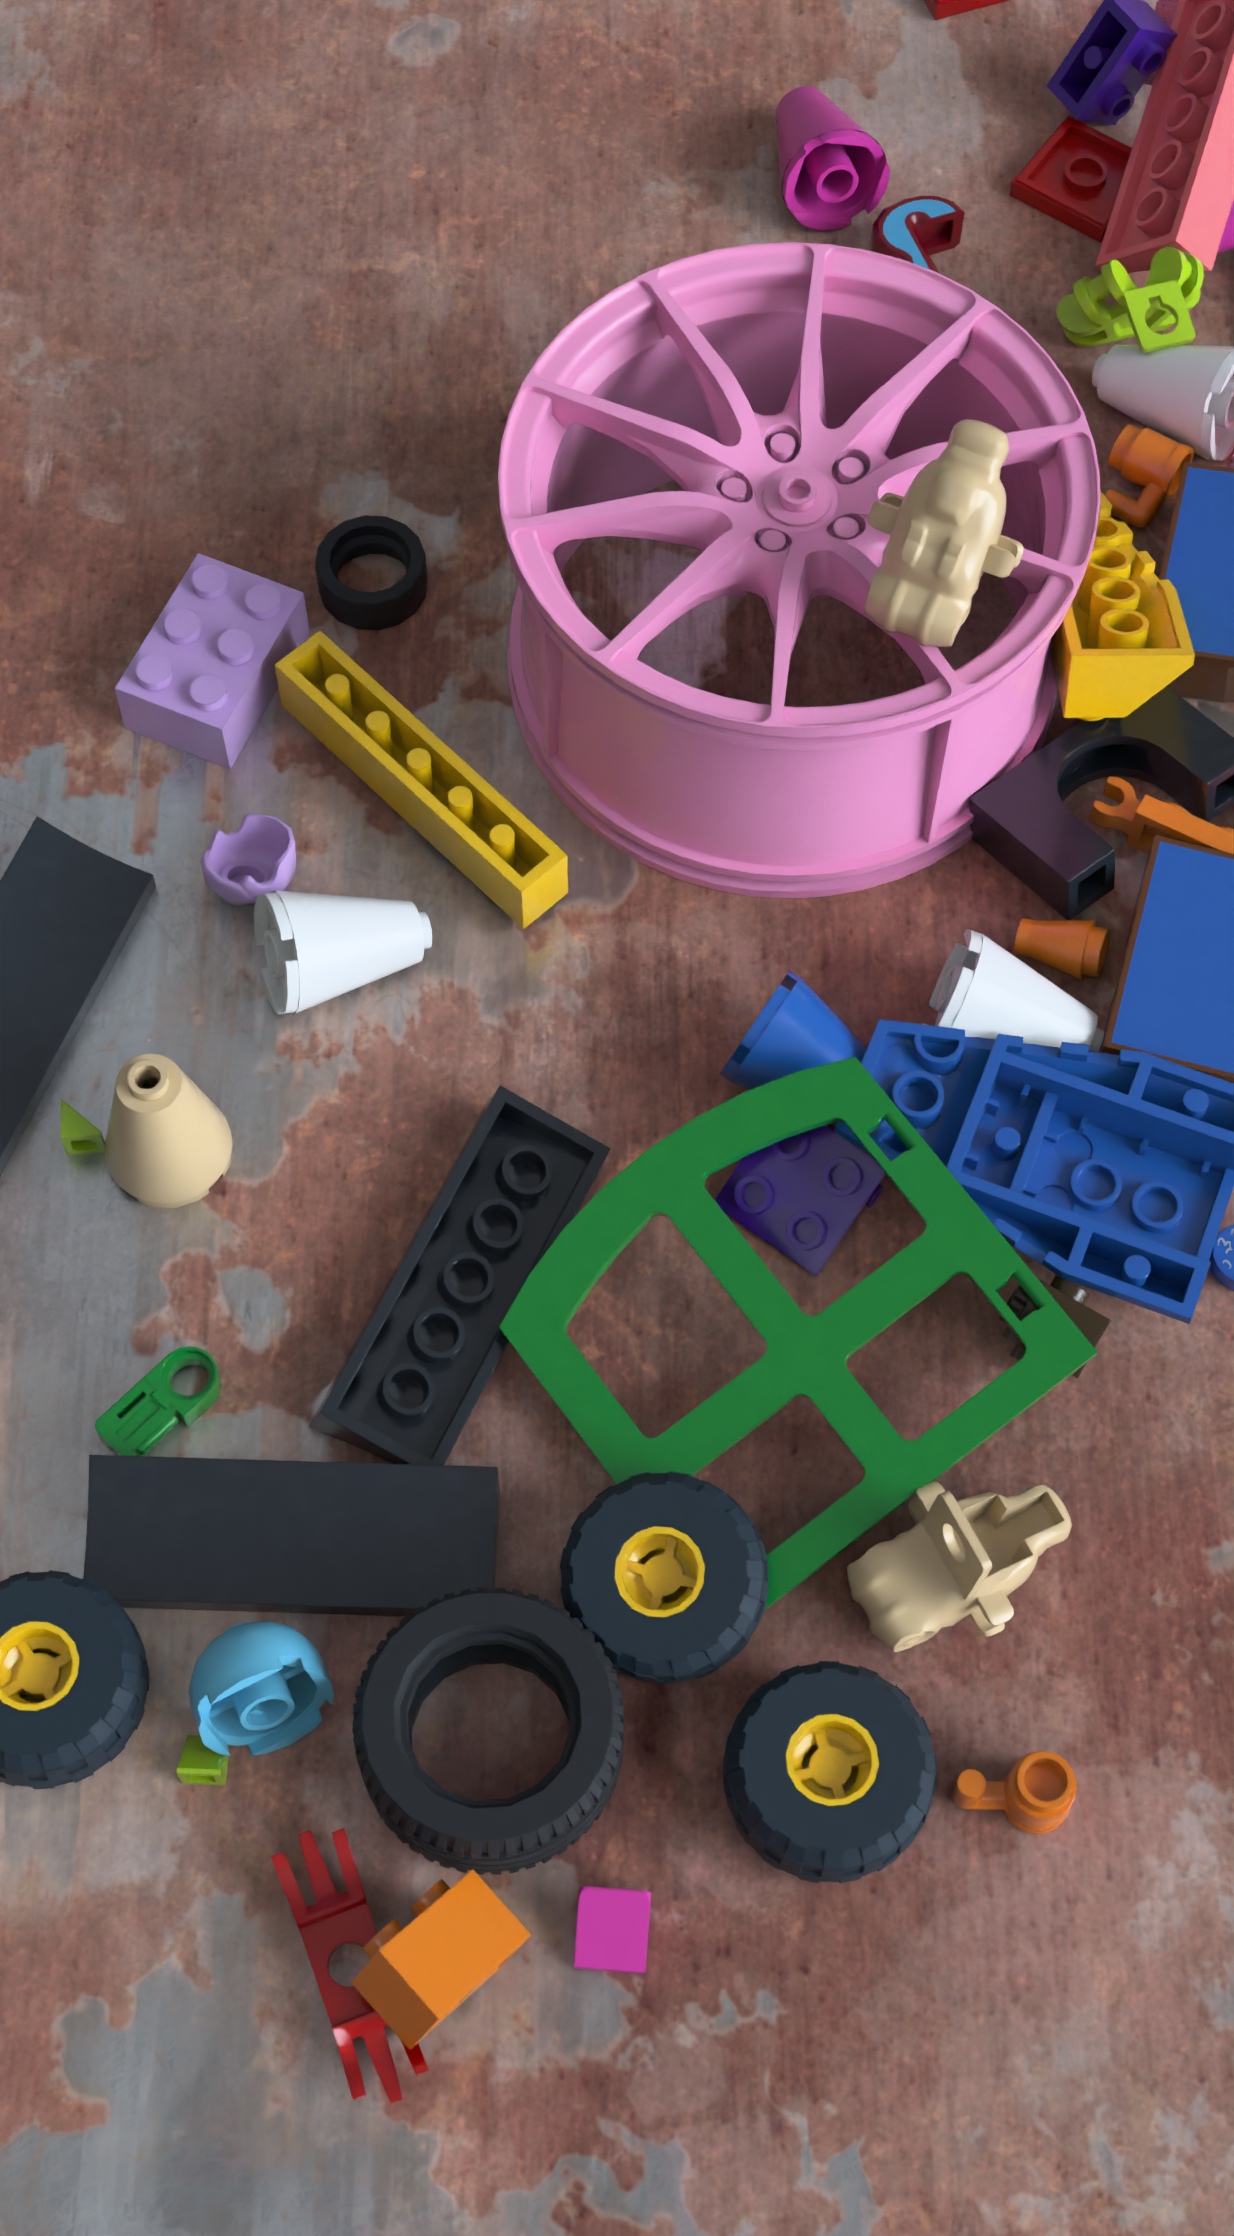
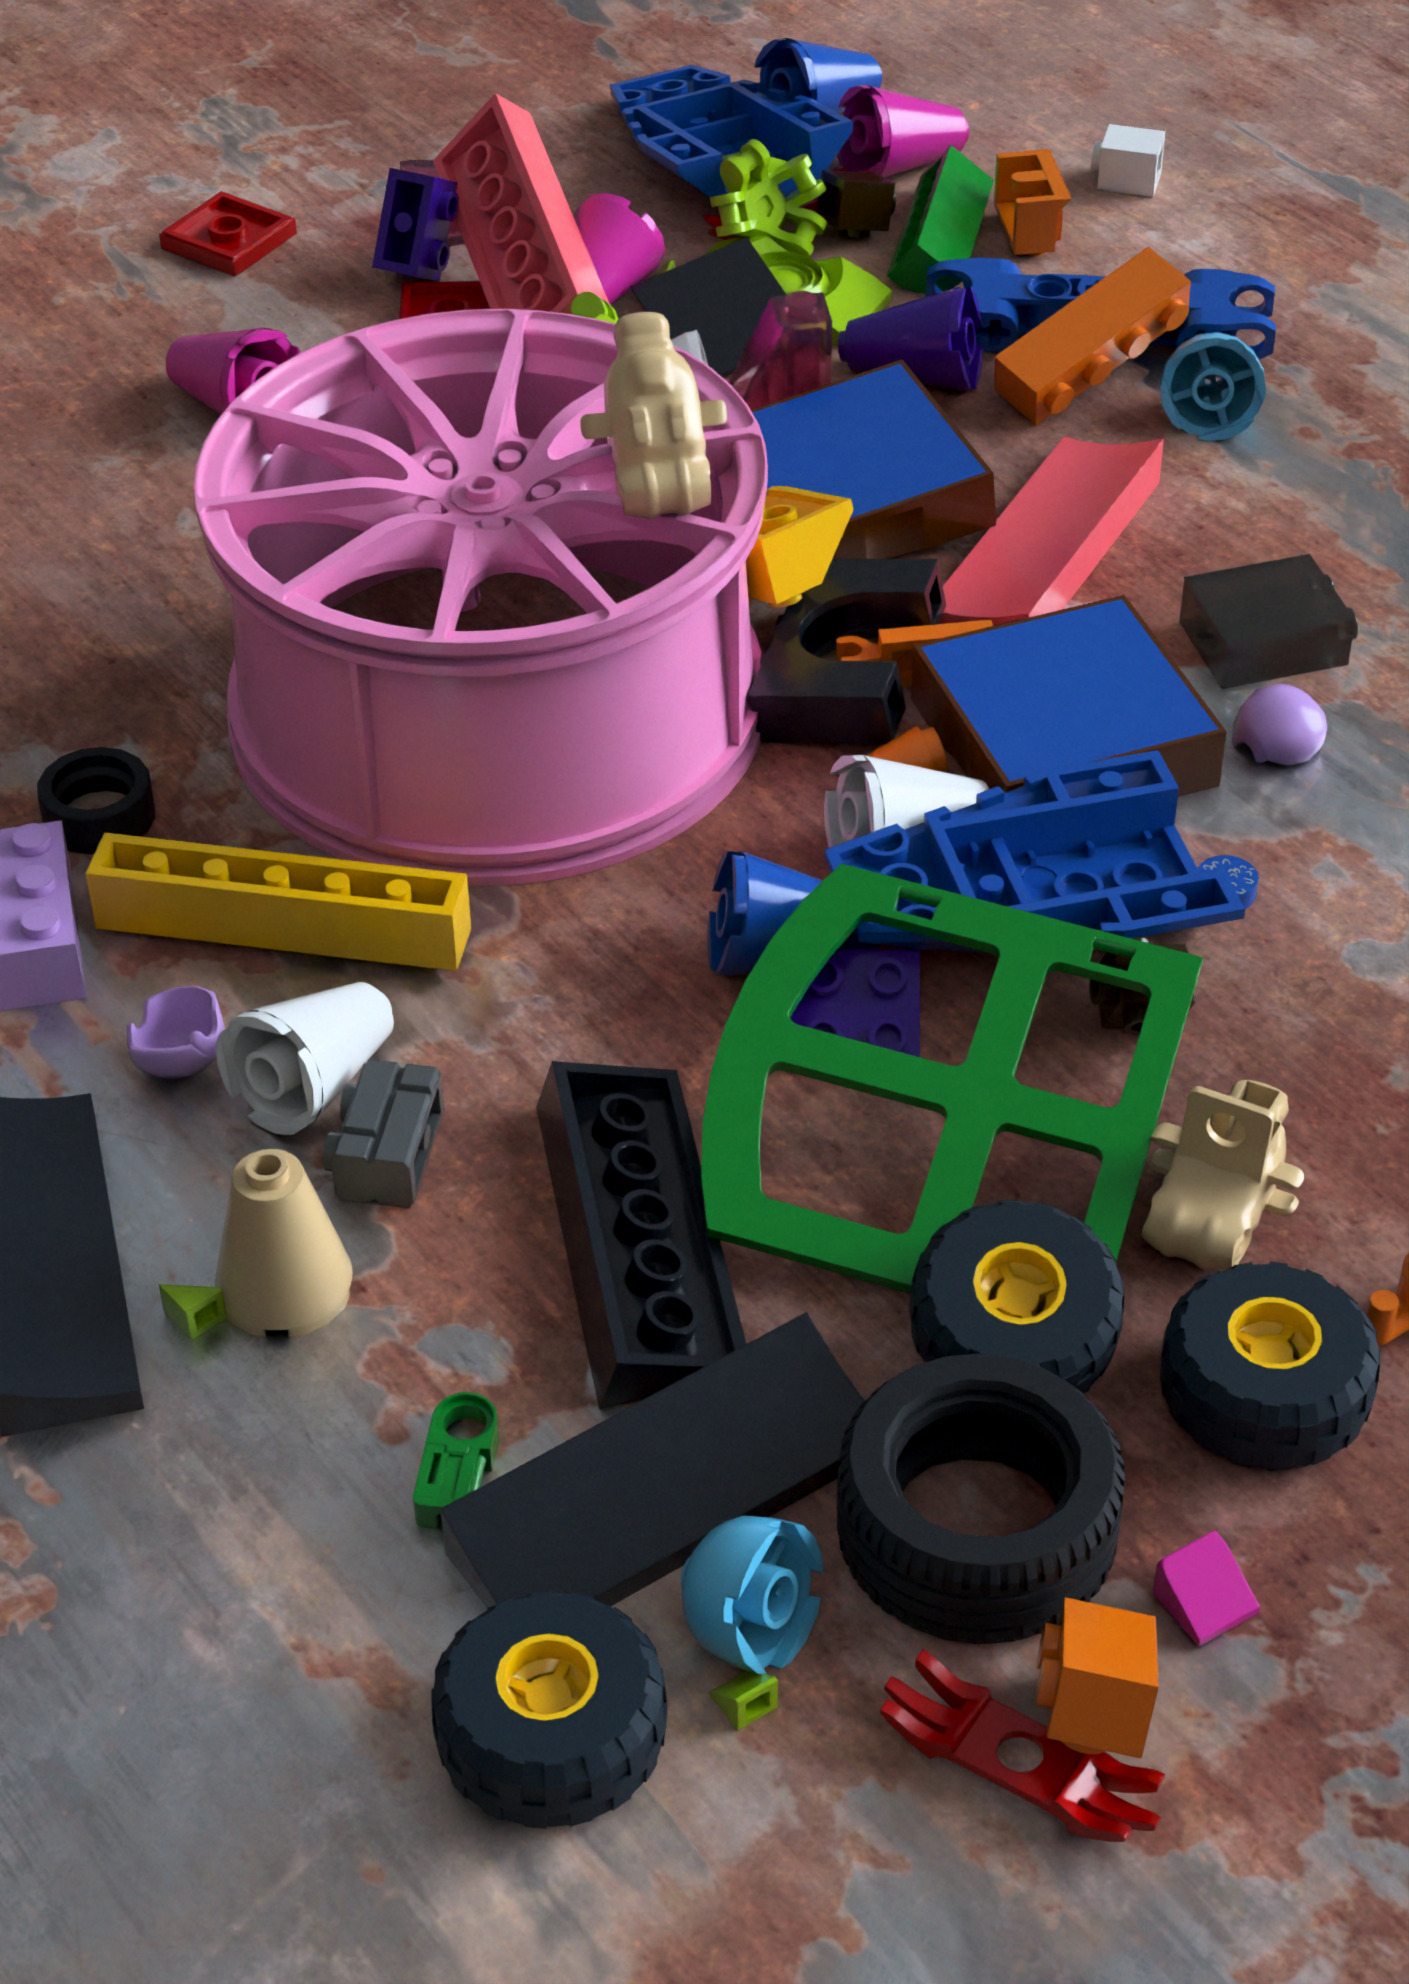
camera: 35 degrees left, 20 degrees down
(335, 1062) = (385, 1133): none -> dark grey brick

